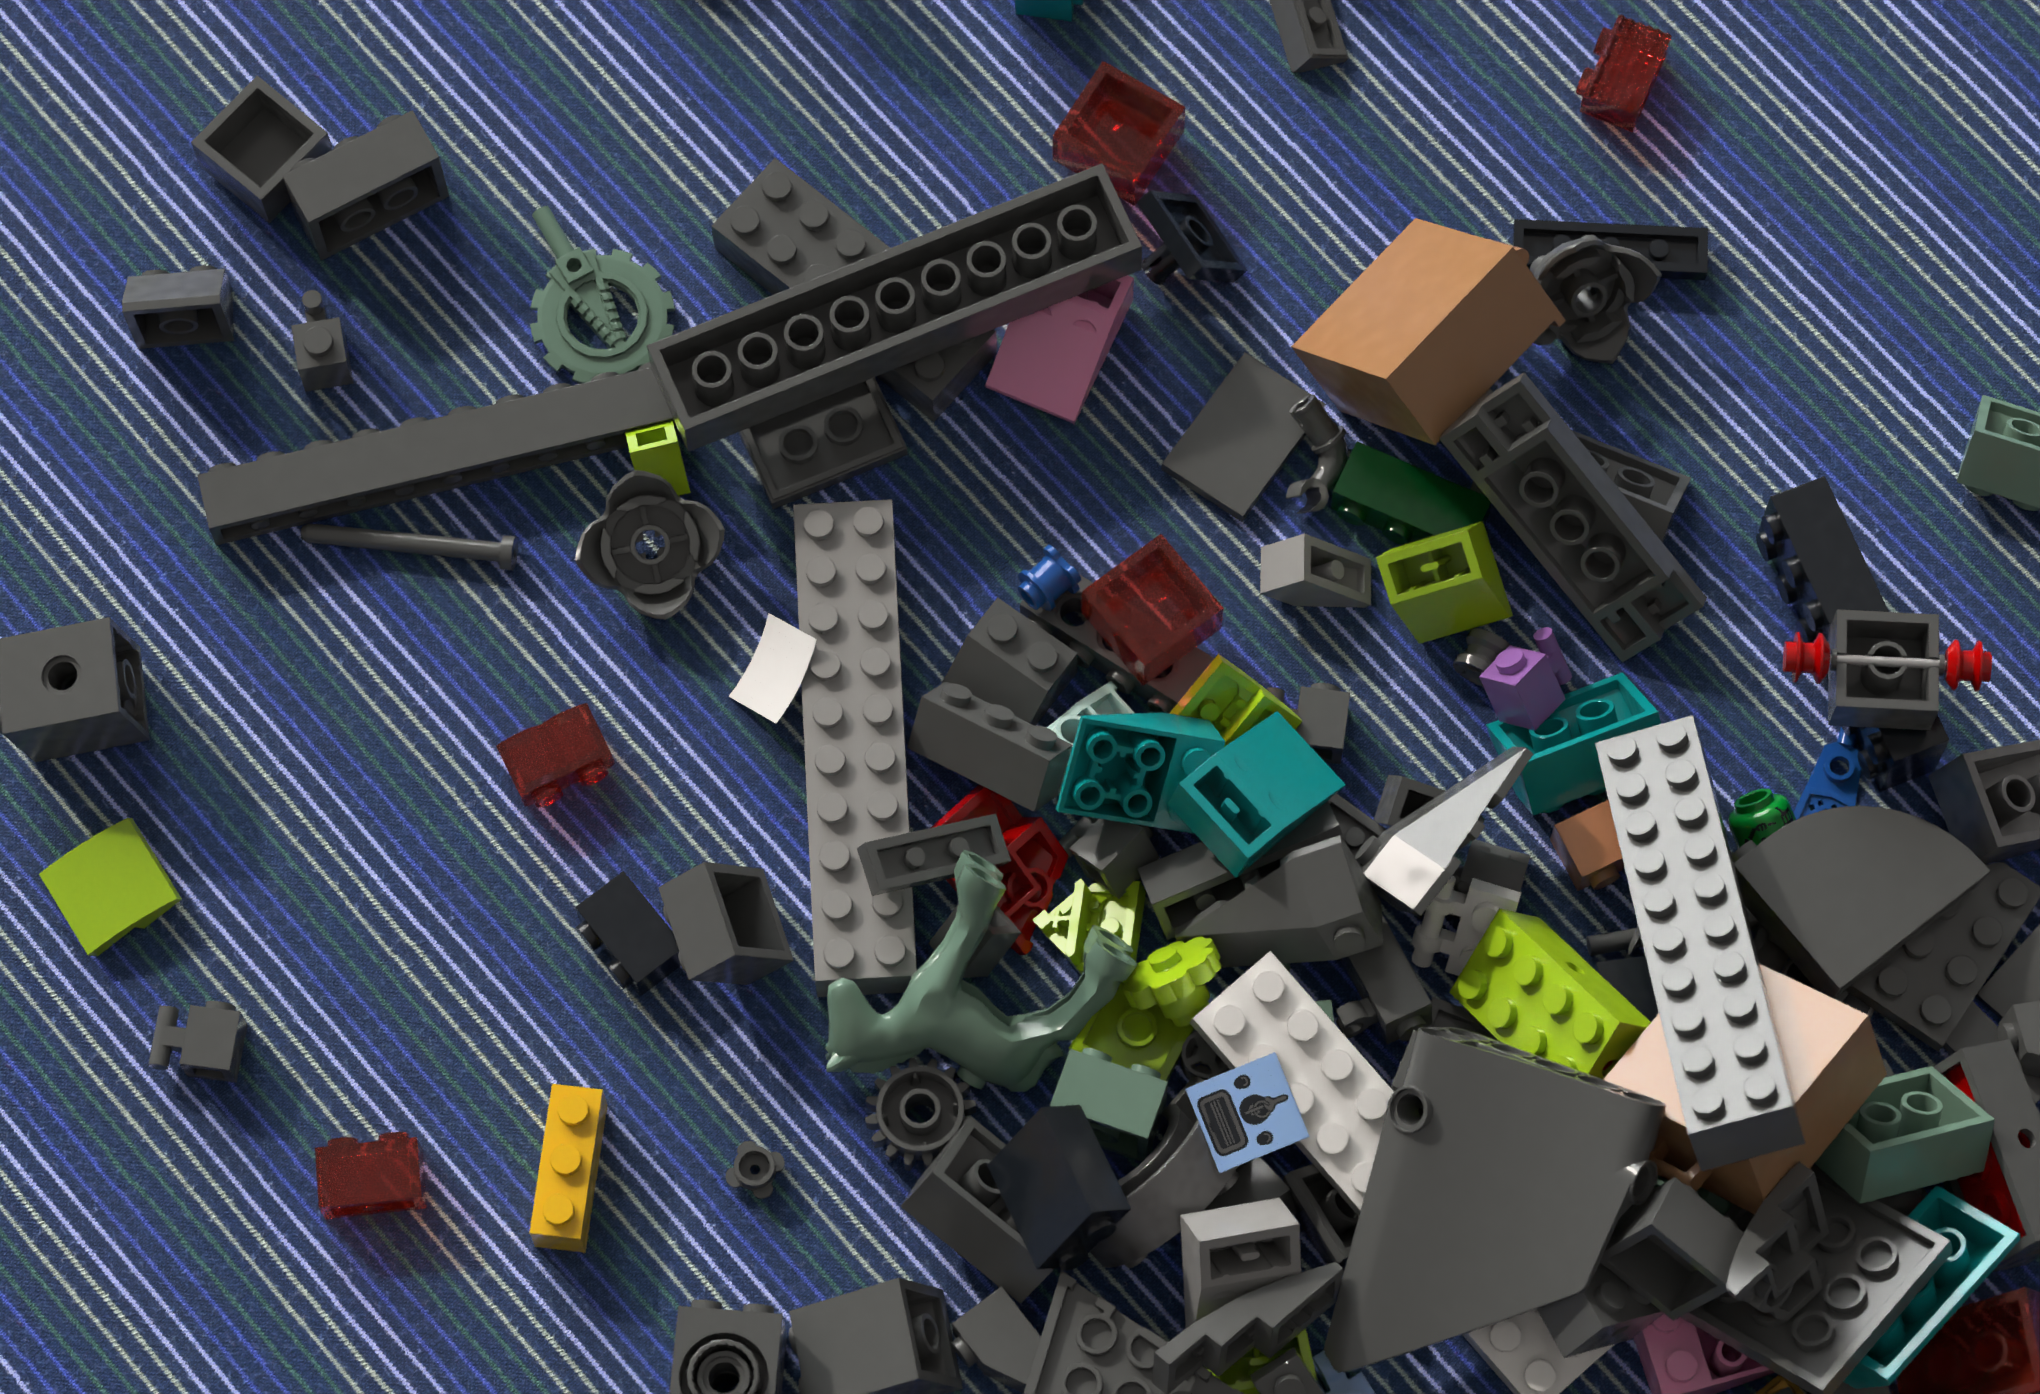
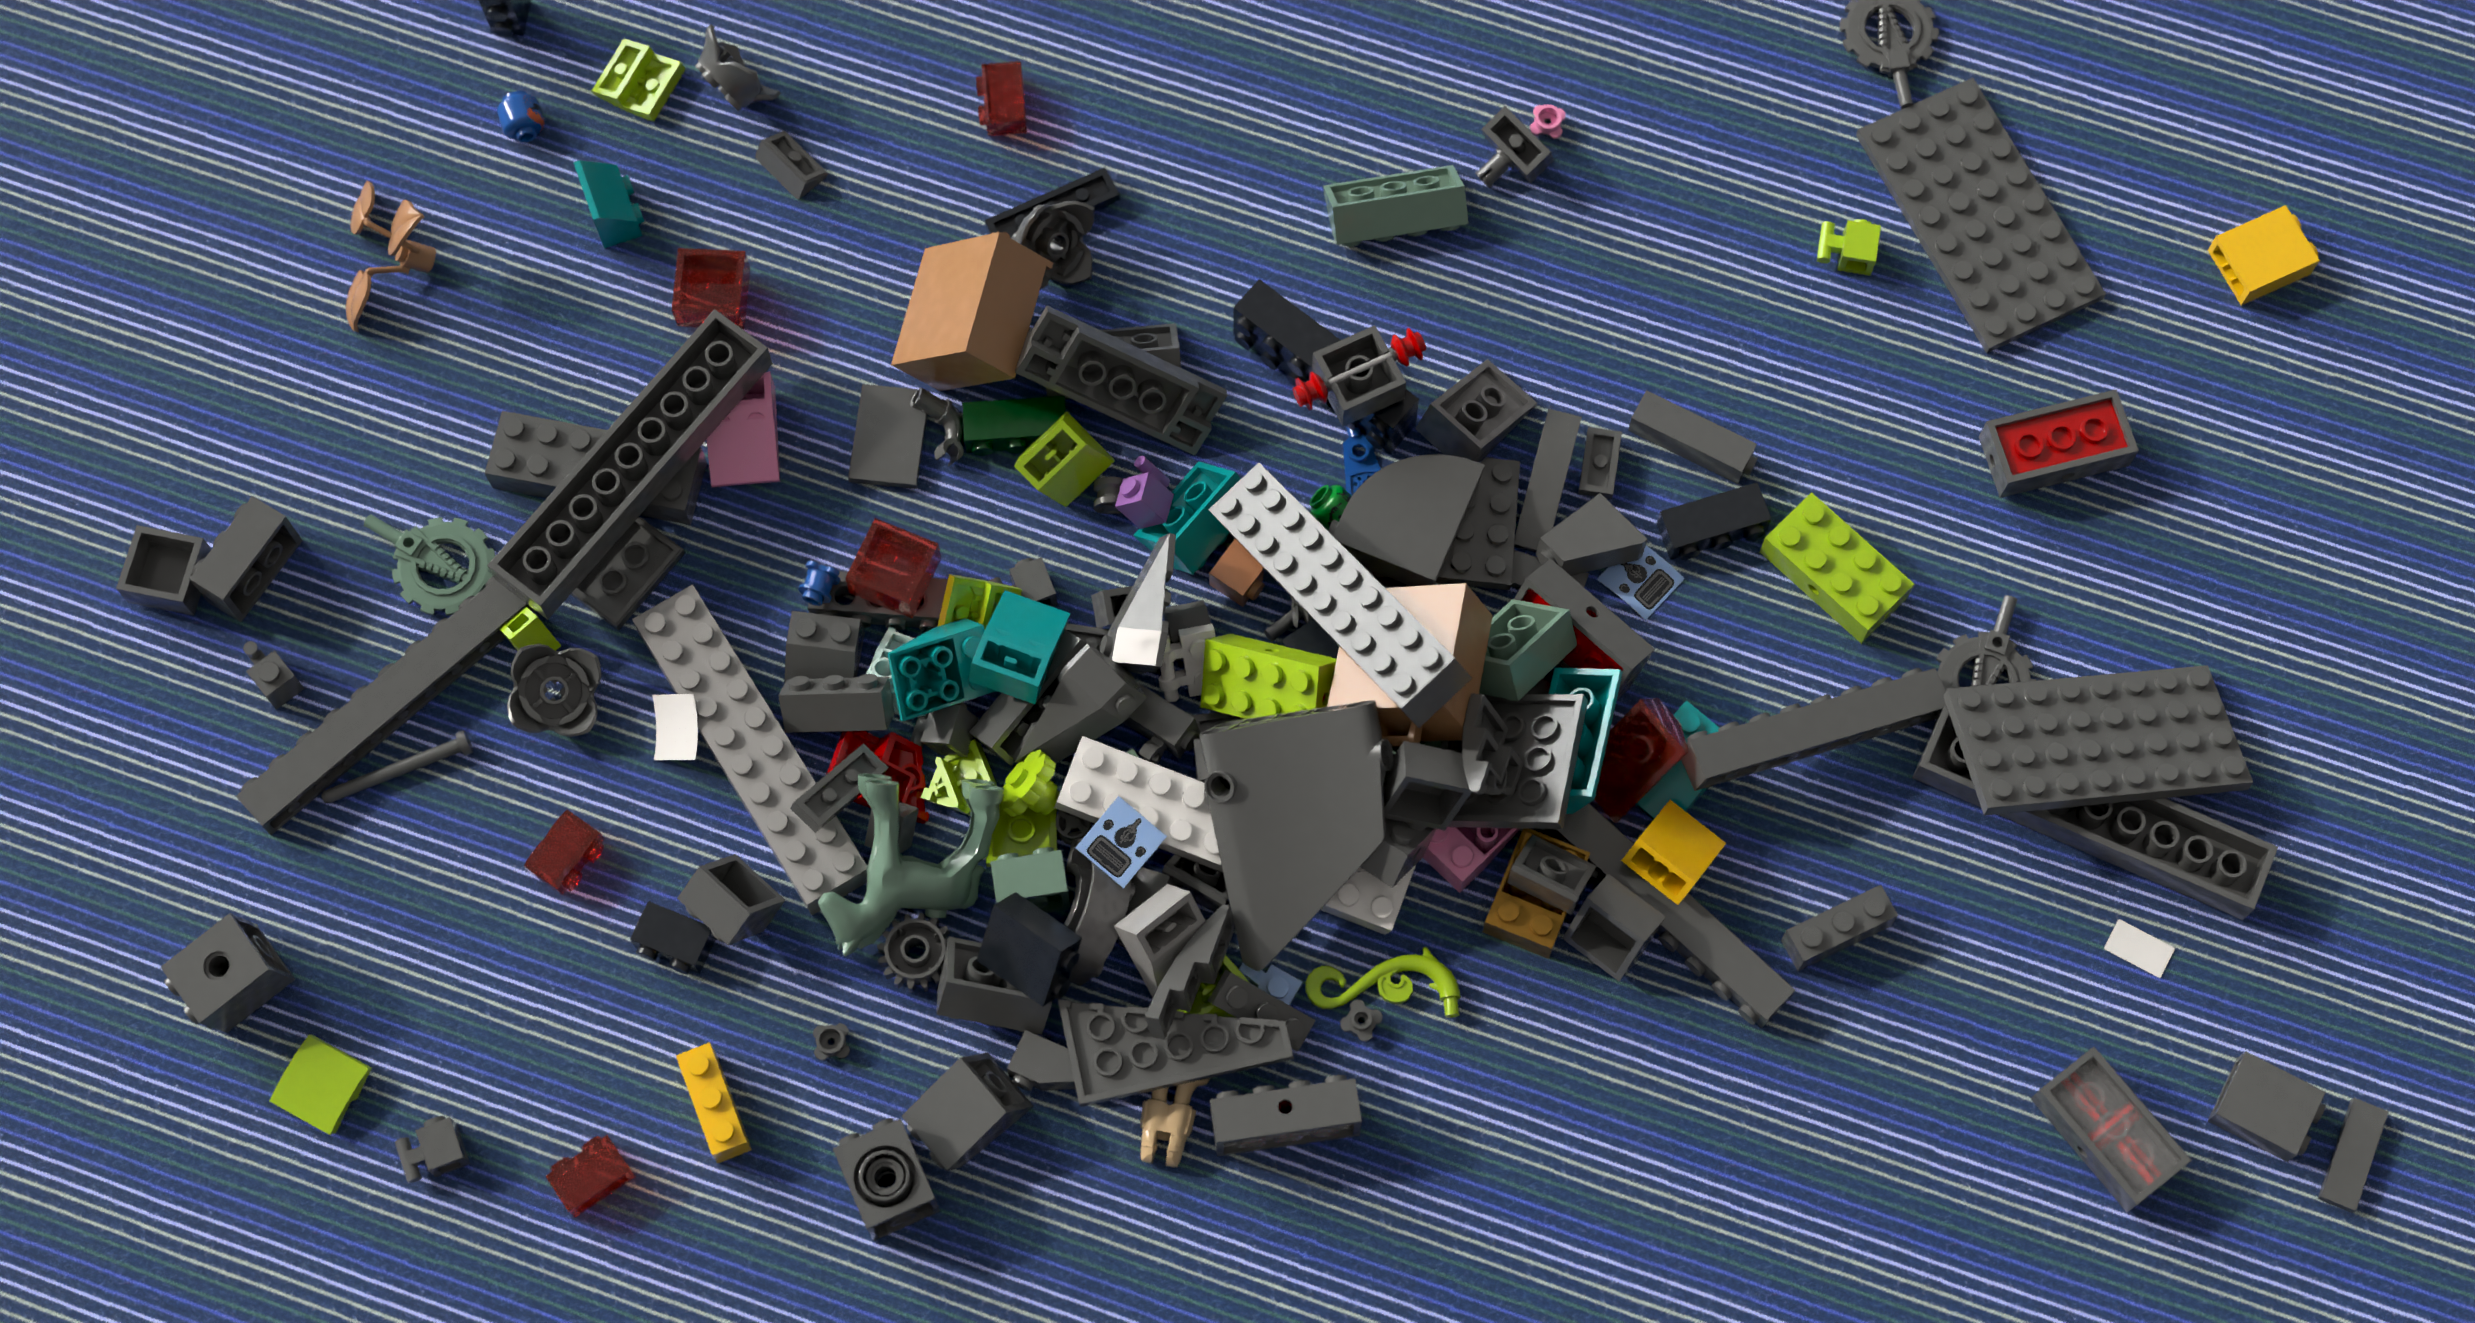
camera: 30 degrees left, 0 degrees up
(179, 307) = (165, 697): dark grey slope -> none
(1189, 240) = (791, 333): black tile -> none
(1314, 574) = (979, 497): light grey slope -> none

